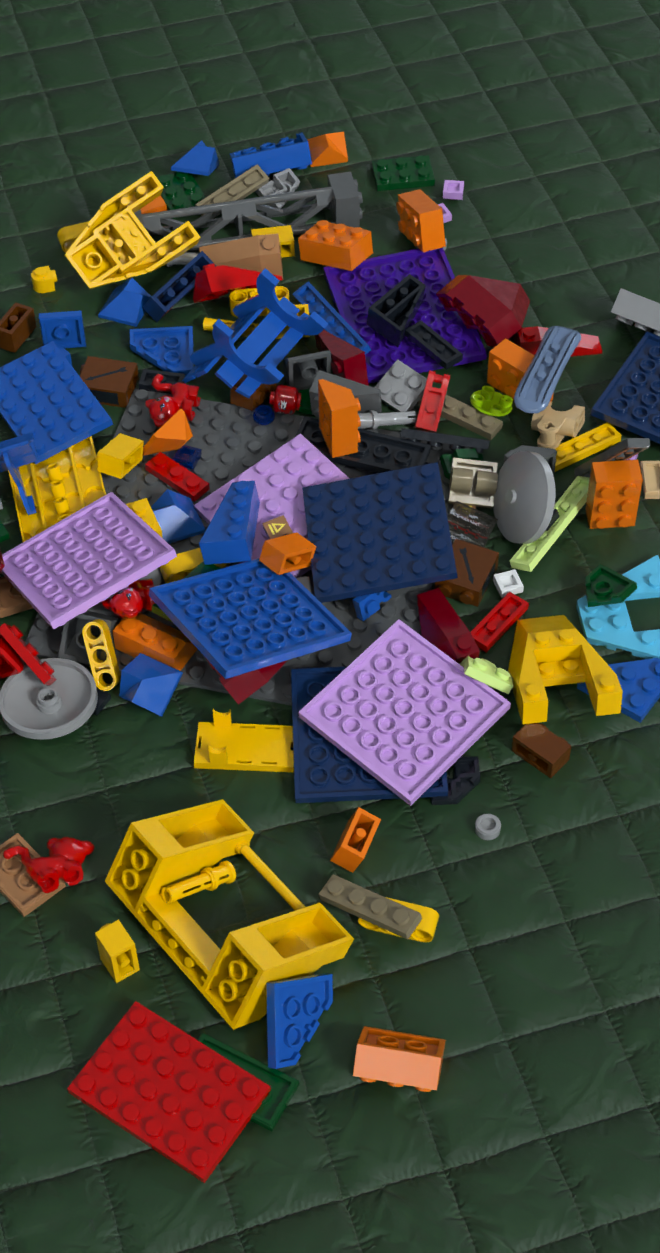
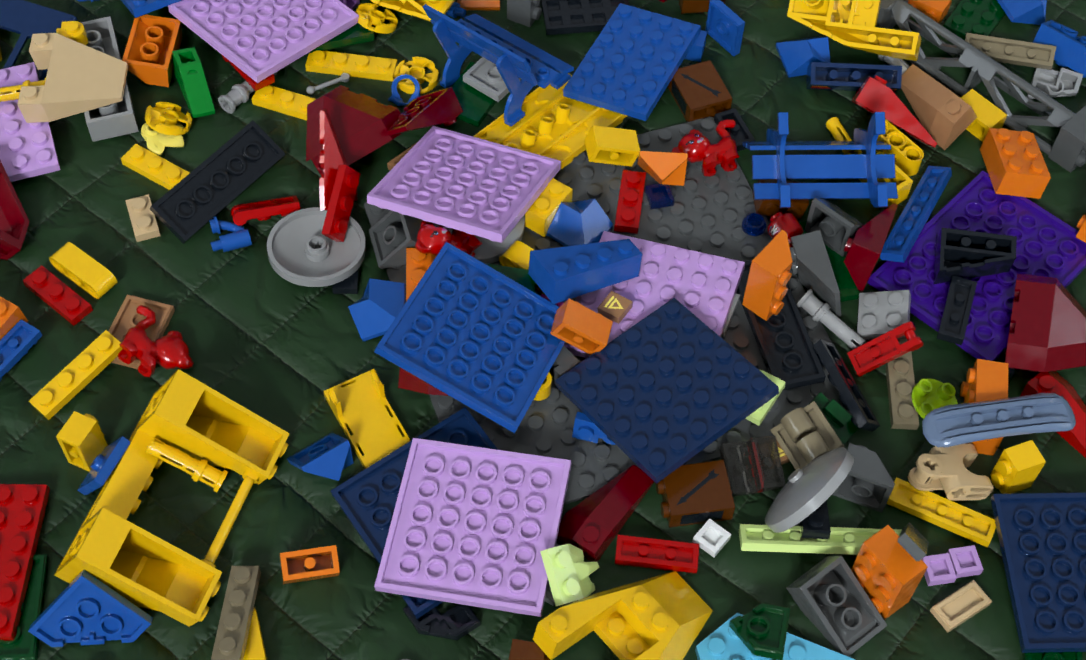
camera: 55 degrees right, 5 degrees up
(34, 935) = (76, 375): none -> yellow plate
(105, 643) = (379, 253): yellow beam -> none
(155, 946) = (103, 466): none -> blue plate
(165, 347) = (773, 97): blue plate -> none
(259, 786) = (324, 457): none -> blue slope
(580, 385) = (1017, 468): none -> yellow brick
(608, 541) = (837, 605): none -> dark grey slope

